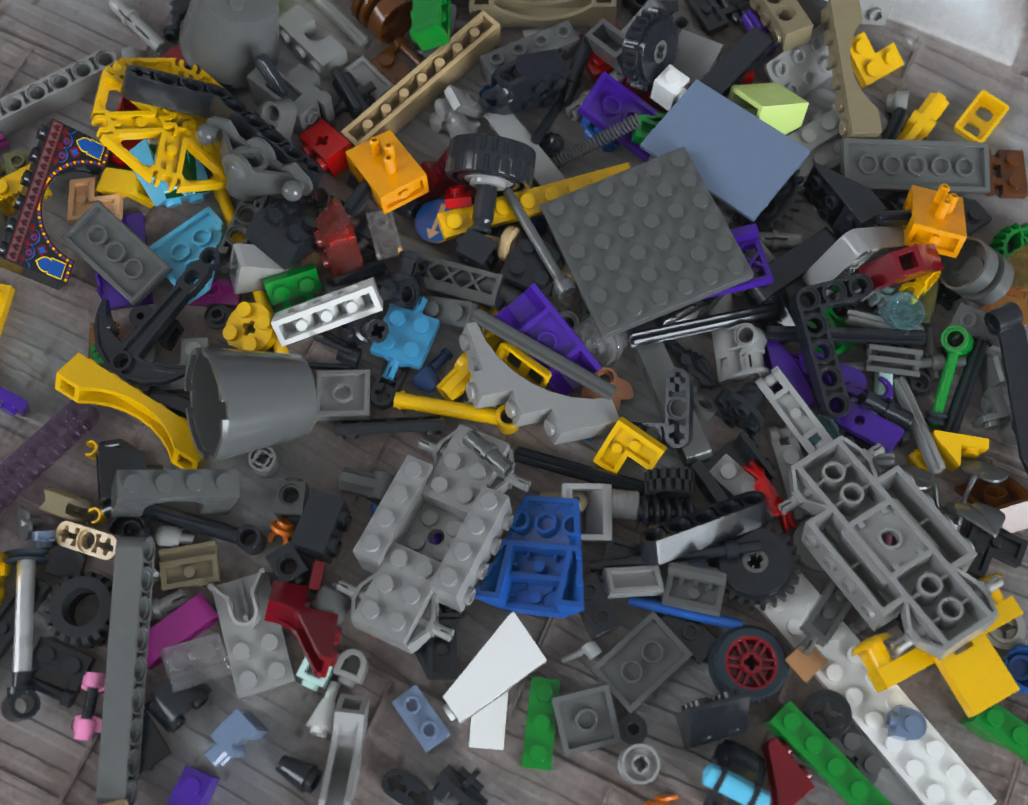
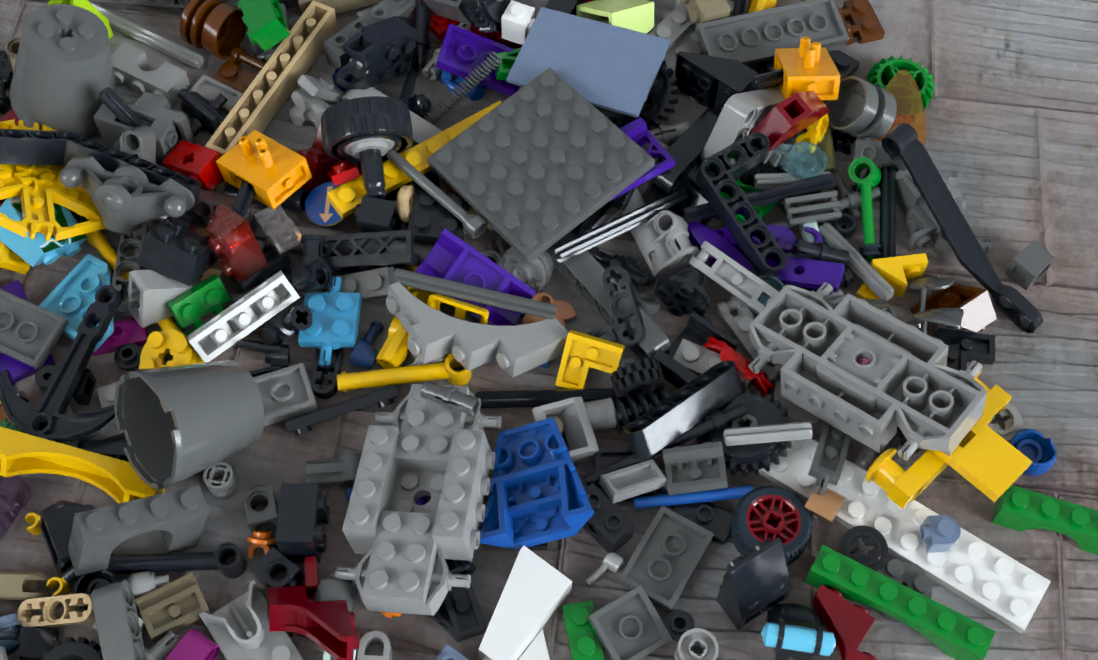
camera: 15 degrees left, 10 degrees down
(774, 579) = (768, 433): none -> light grey axle

